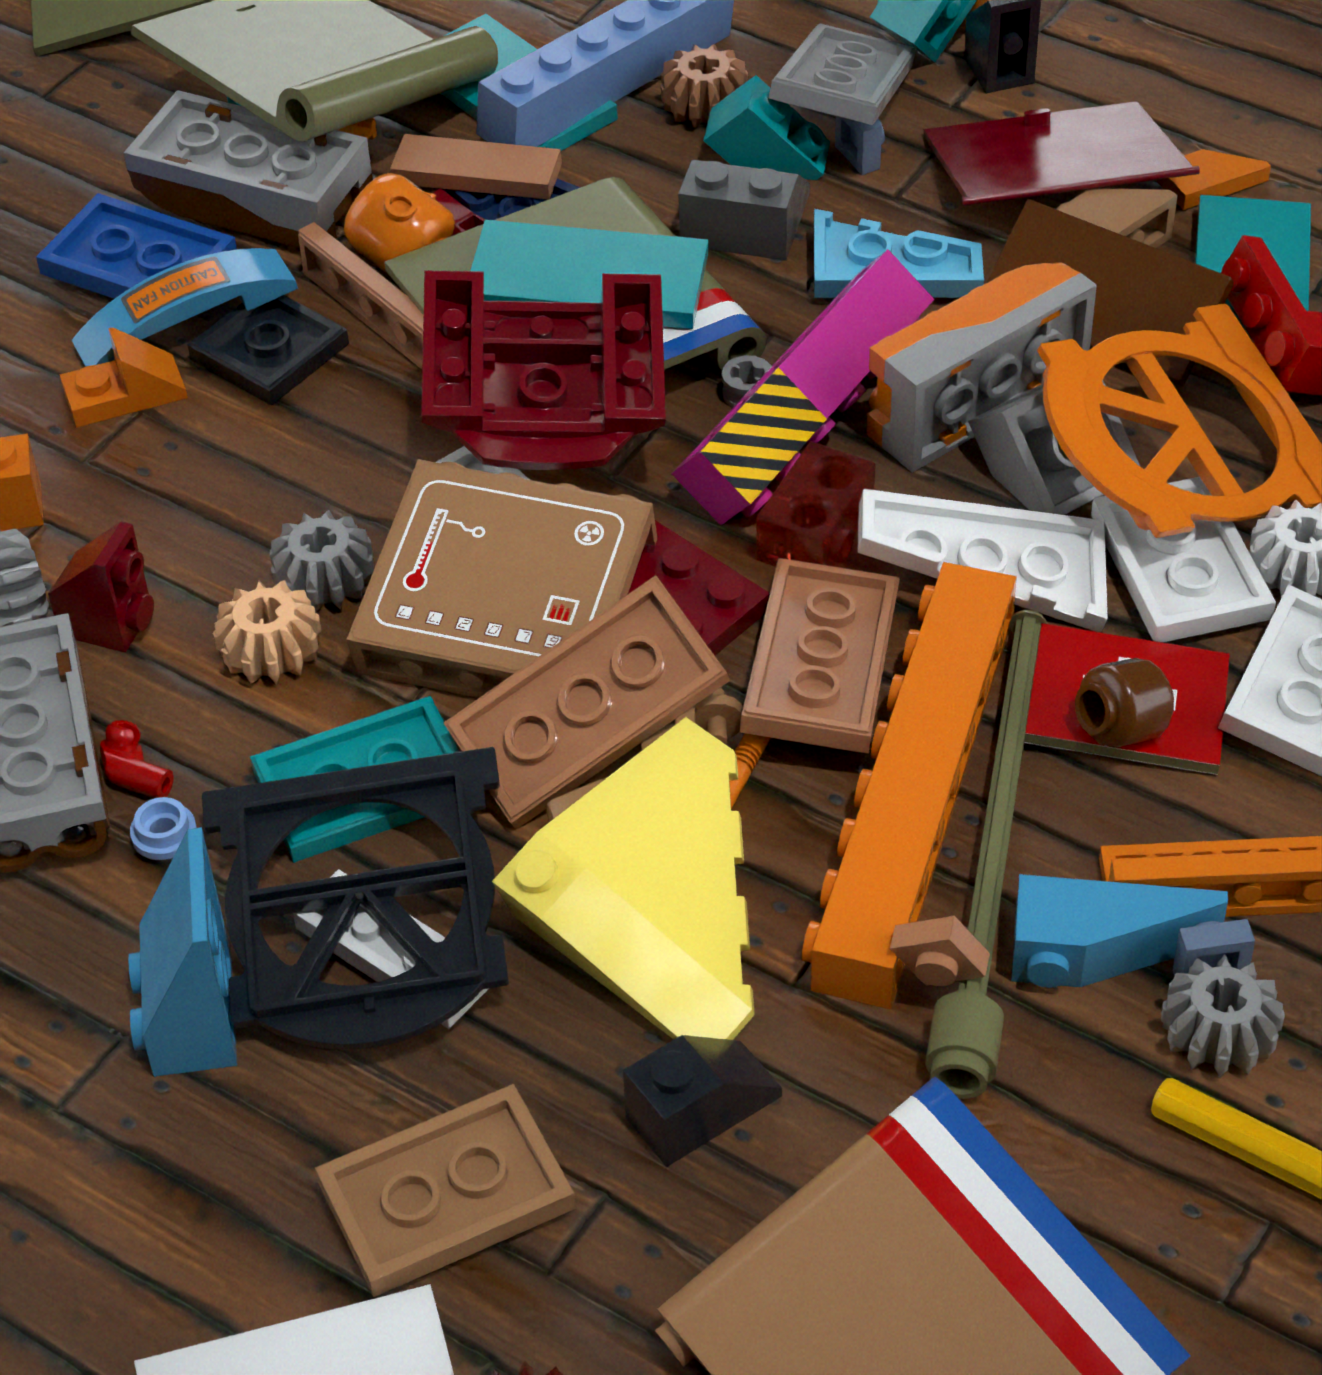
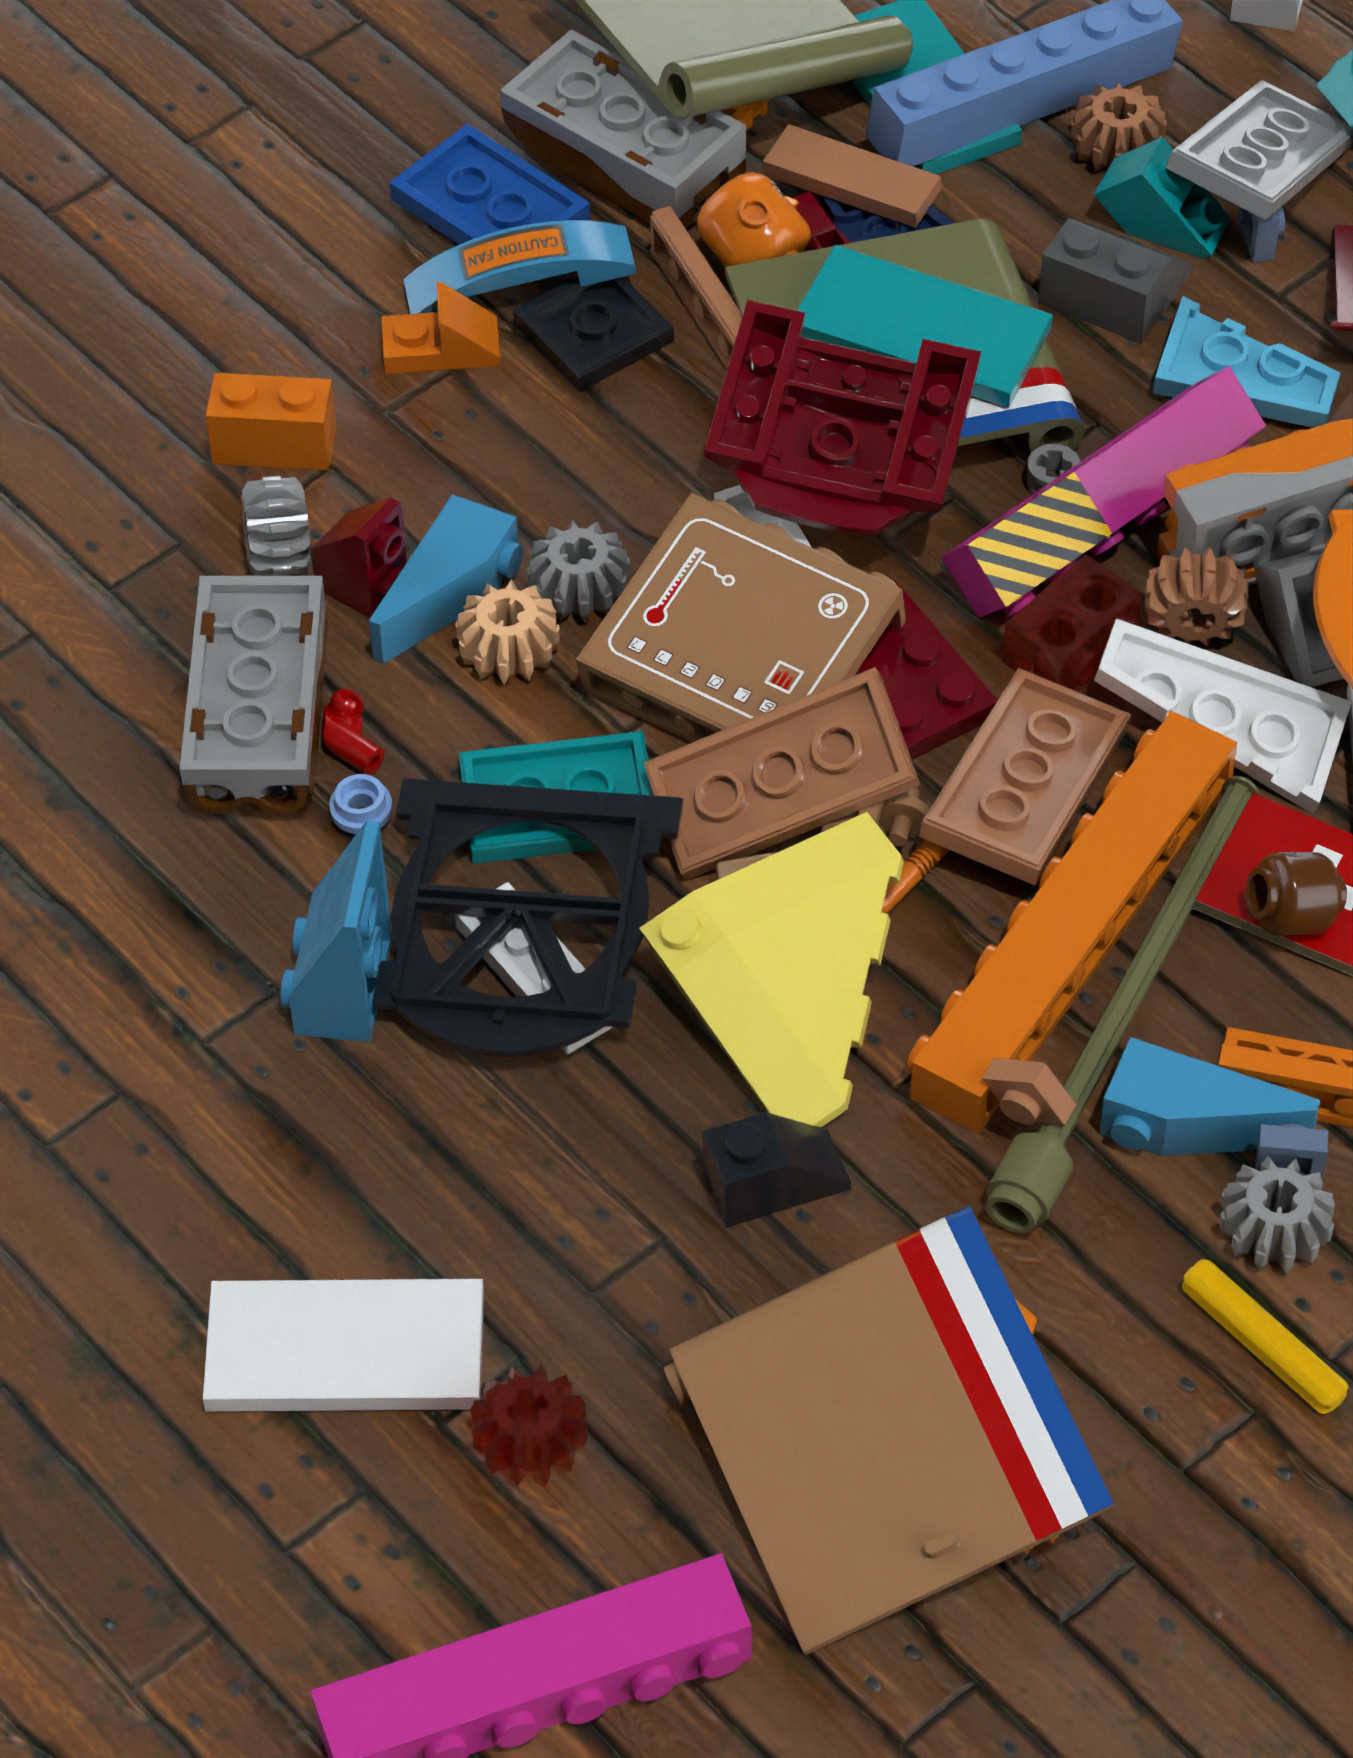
camera: 15 degrees right, 5 degrees up
(194, 575) = (454, 560): none -> dark azure slope
(444, 1189) = (520, 1198): medium nougat plate -> none
(927, 455) = (1196, 596): none -> nougat gear

